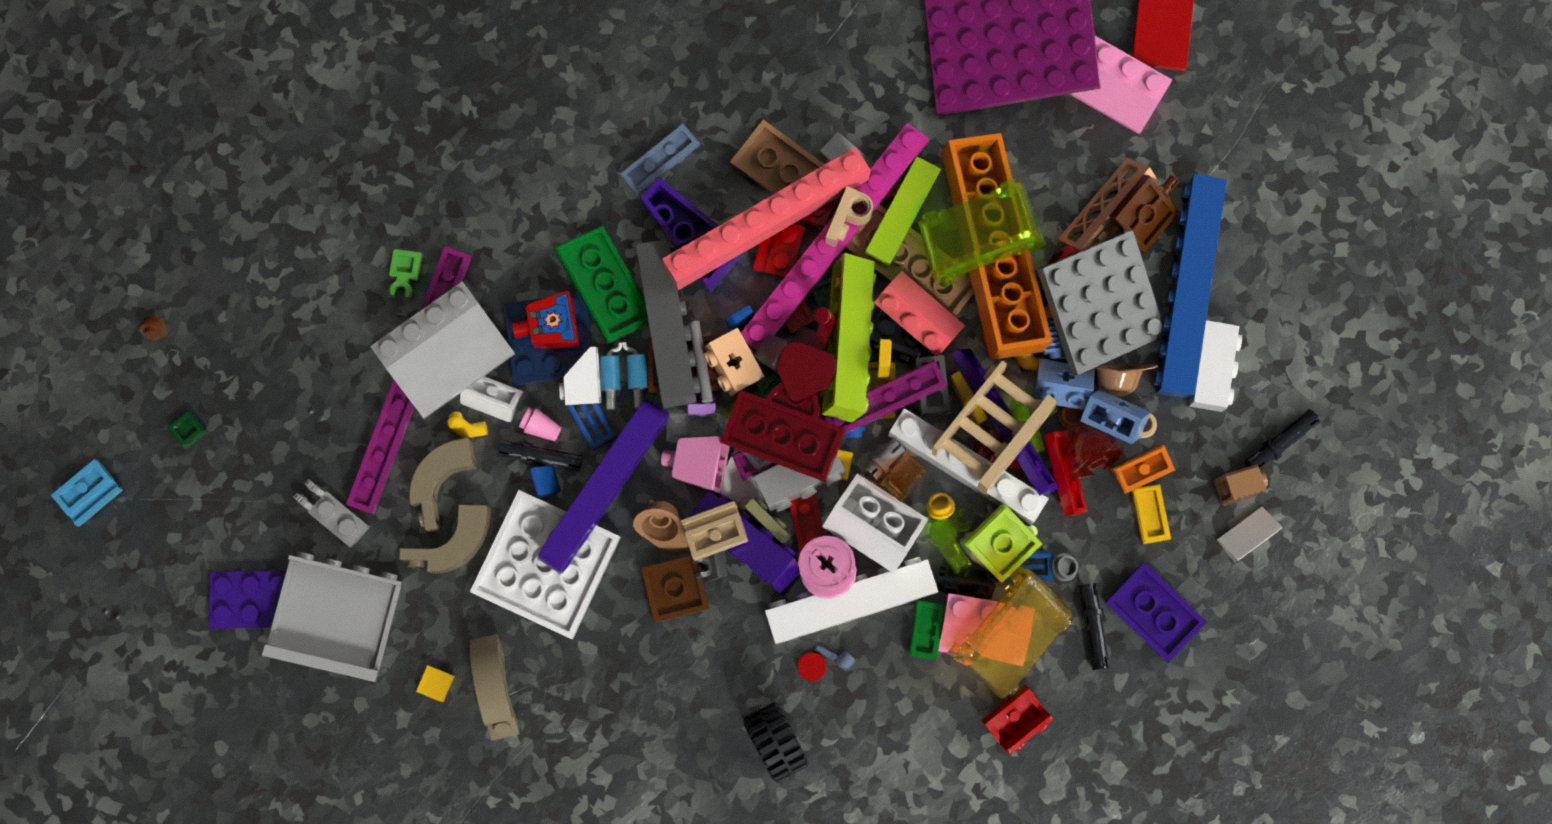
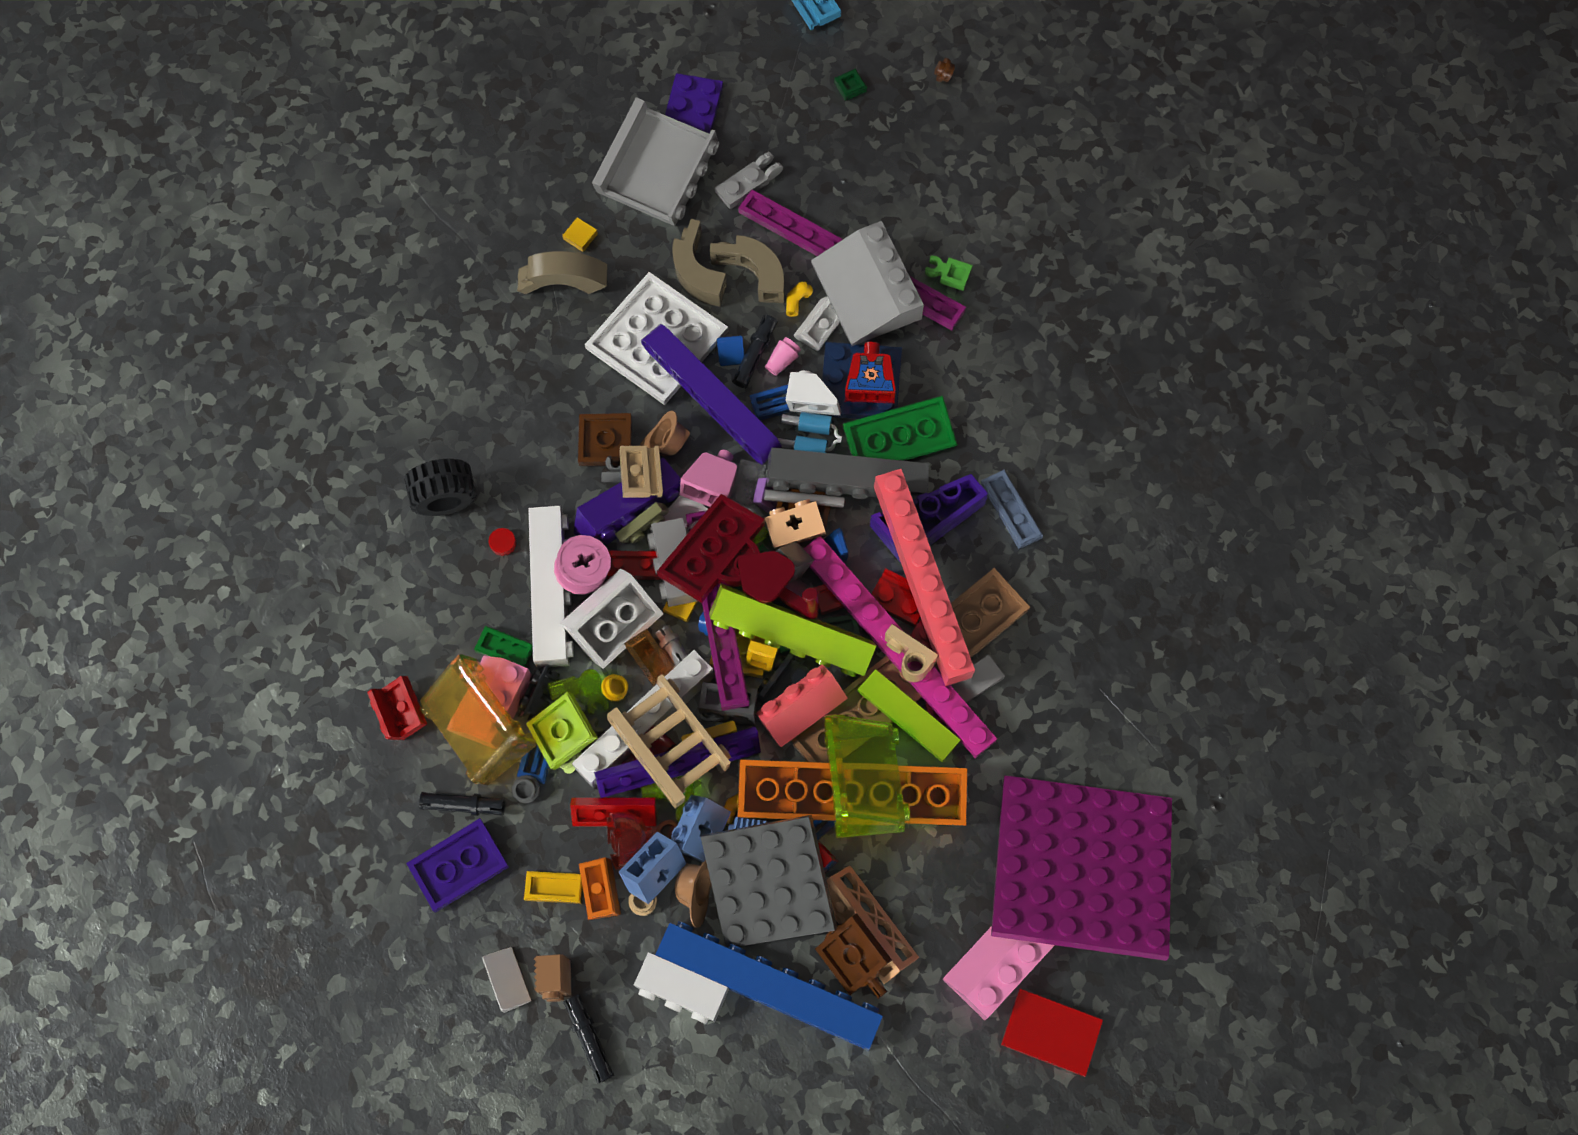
camera: 100 degrees right, 10 degrees down
(844, 661) = (498, 568): sand blue hand -> none

